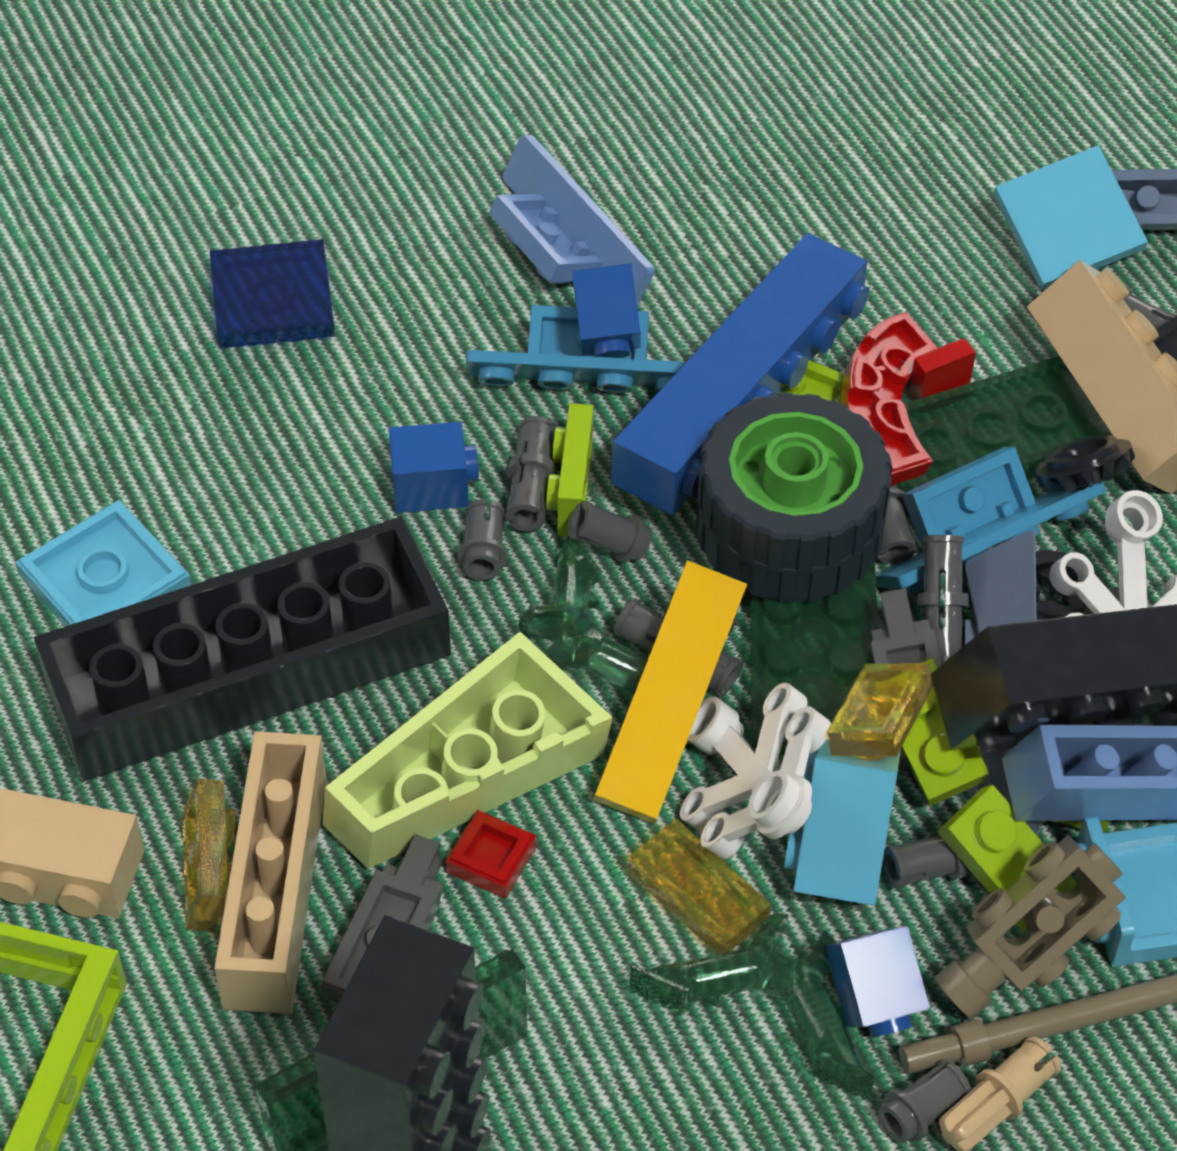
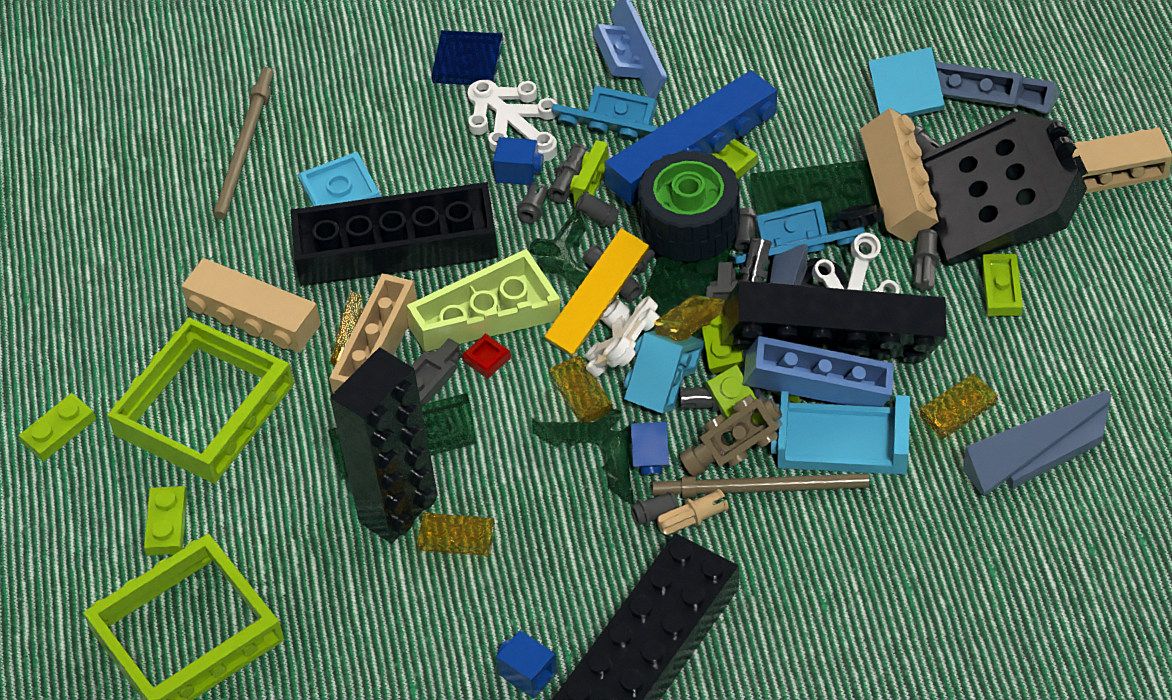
camera: 20 degrees right, 0 degrees up
(329, 353) = (486, 95): none -> white plant
(607, 310) = (629, 94): blue brick -> none
(875, 389) = (762, 158): red tile -> none
(942, 369) = (803, 155): red tile -> none

